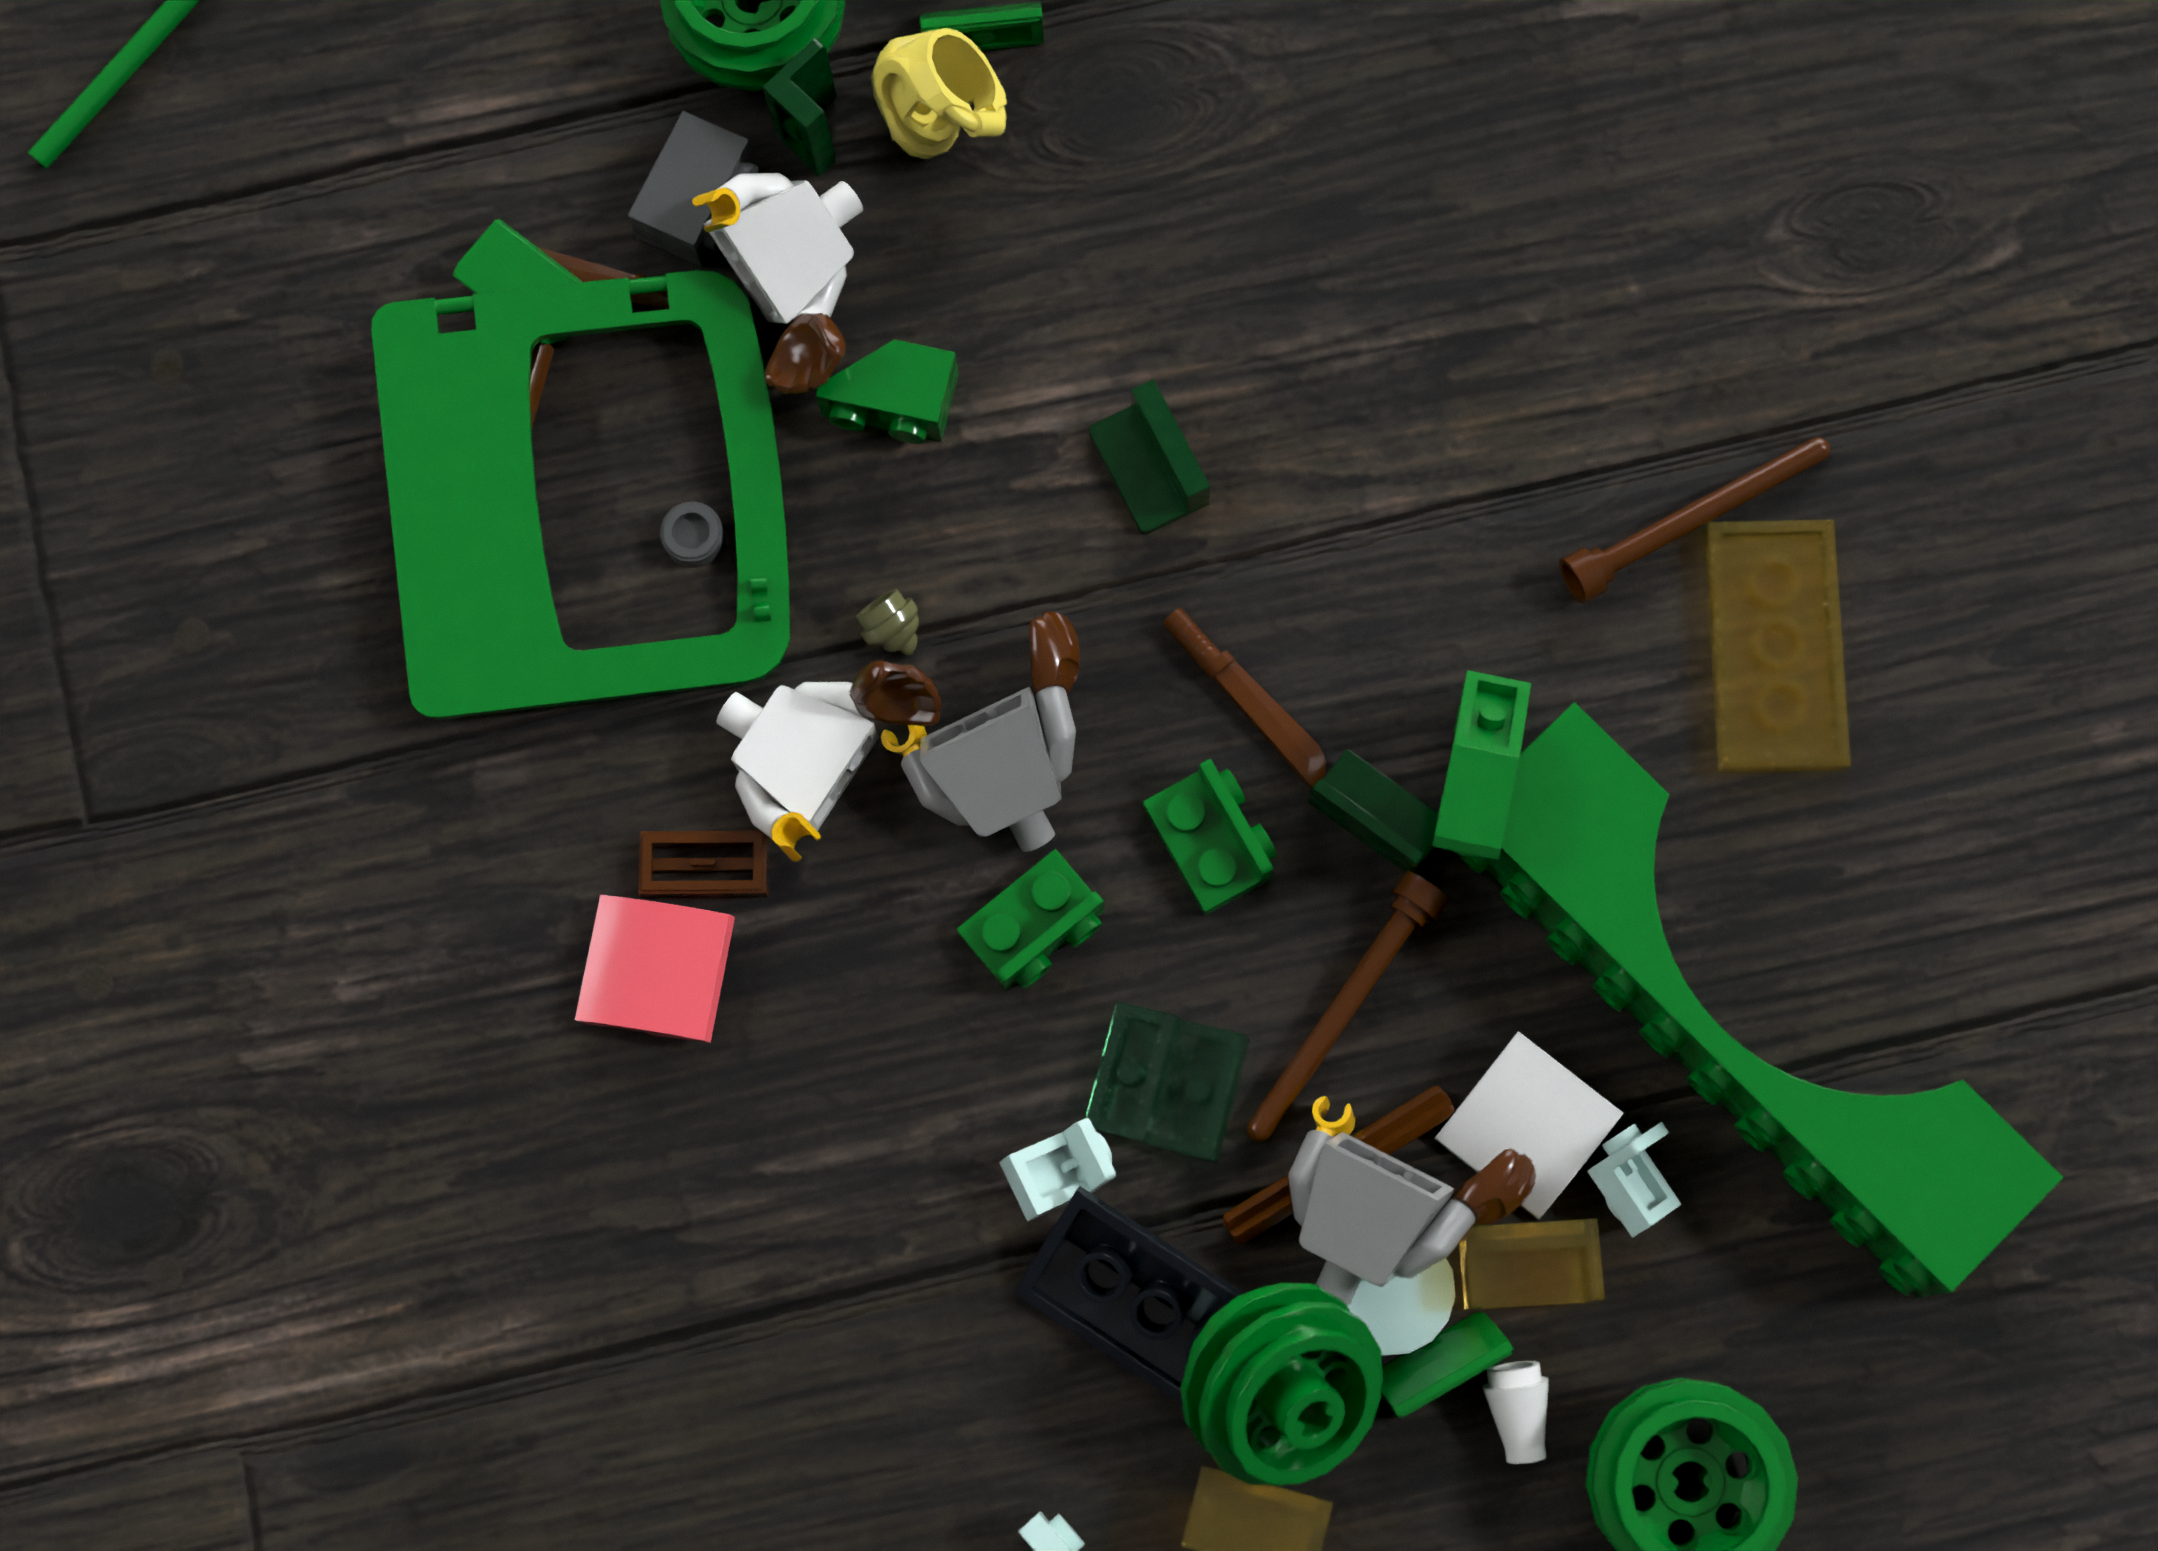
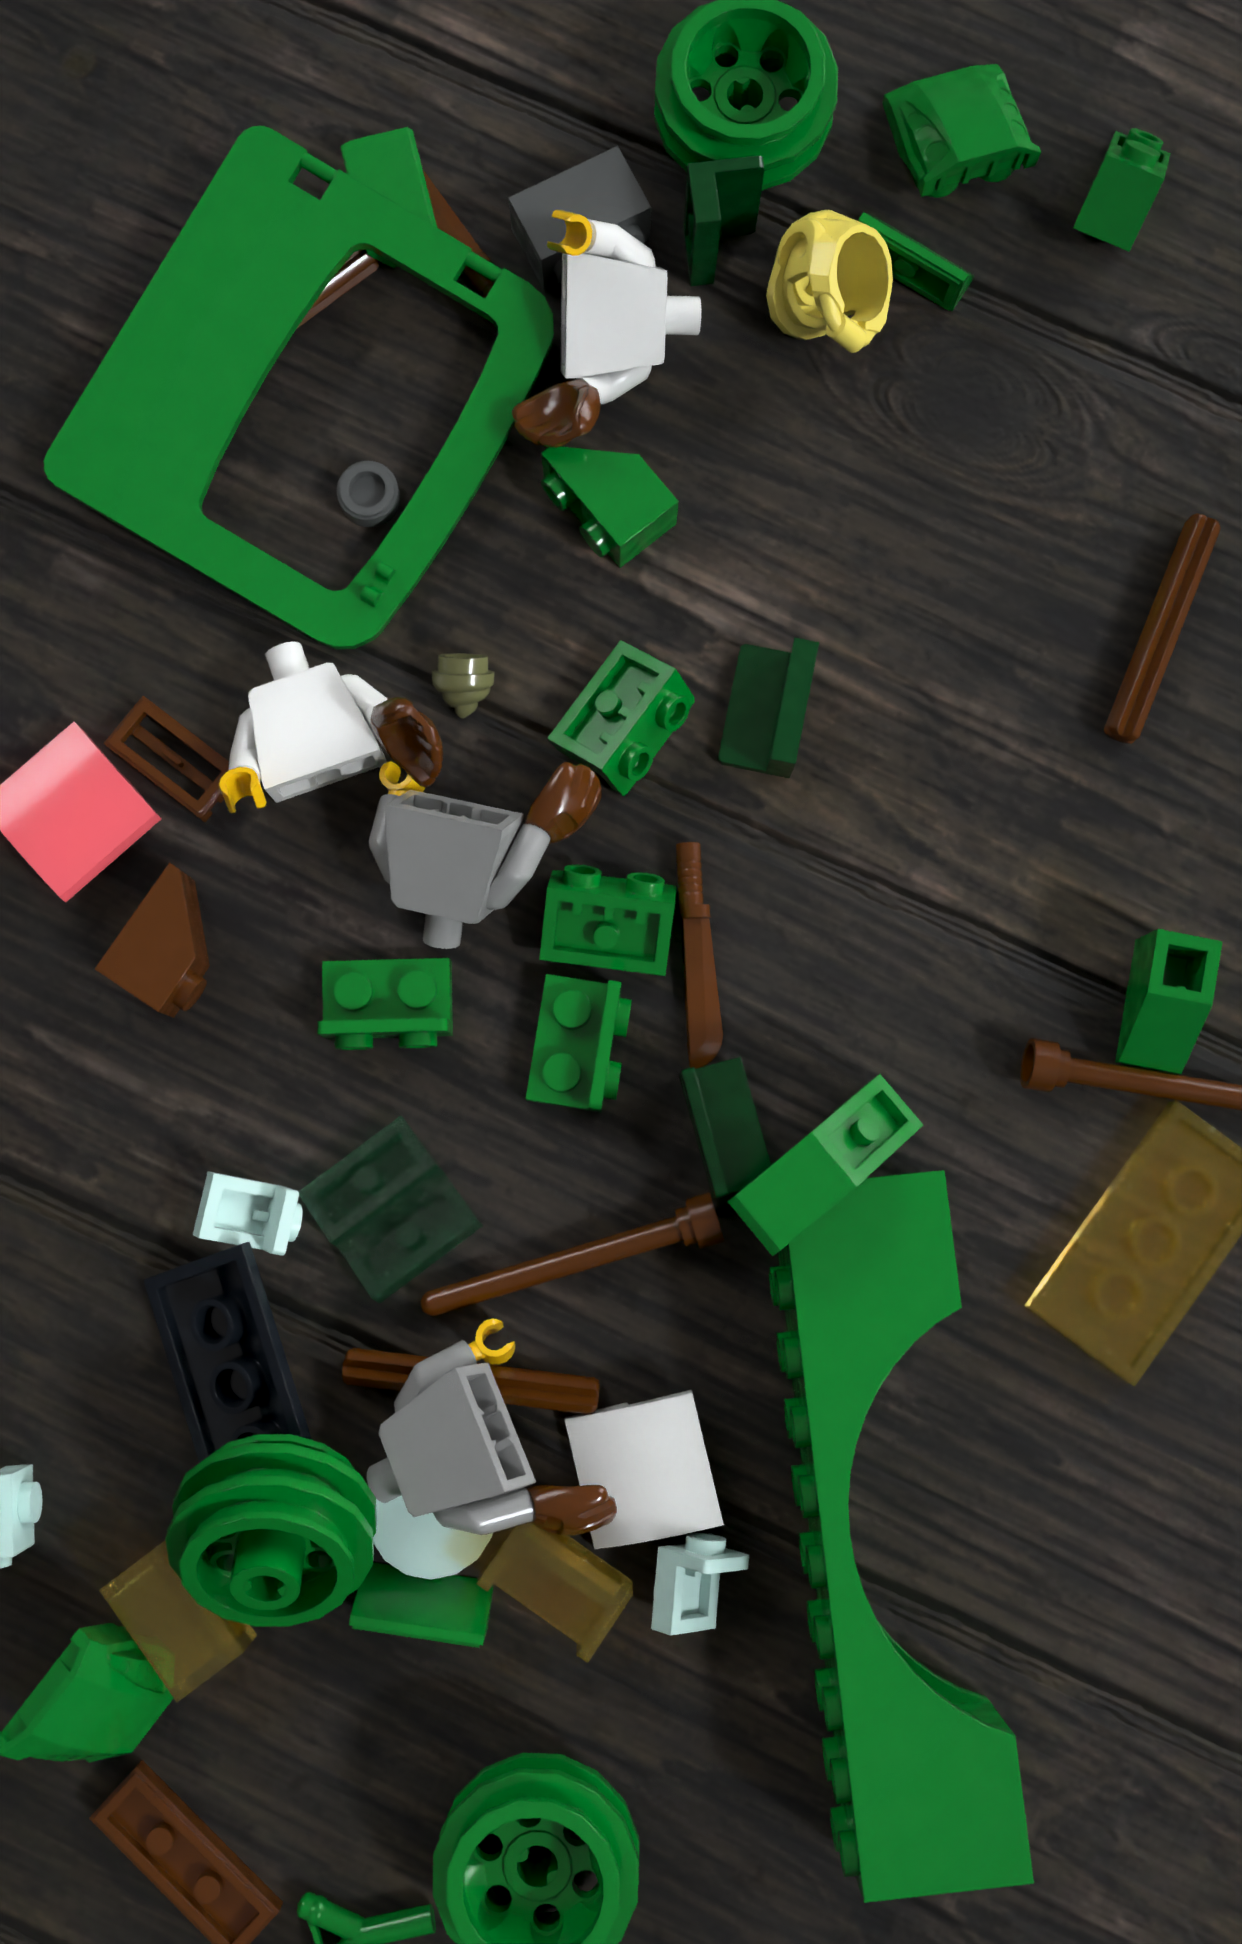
camera: 30 degrees right, 5 degrees up
(821, 1018) = (162, 947): none -> reddish brown slope
(1041, 553) = (624, 716): none -> green bracket
(1158, 721) = (608, 920): none -> green bracket
(1407, 168) = (1162, 628): none -> reddish brown axle
(1519, 1408) = (457, 1686): white cone -> none
(1638, 450) = (1167, 999): none -> green slope

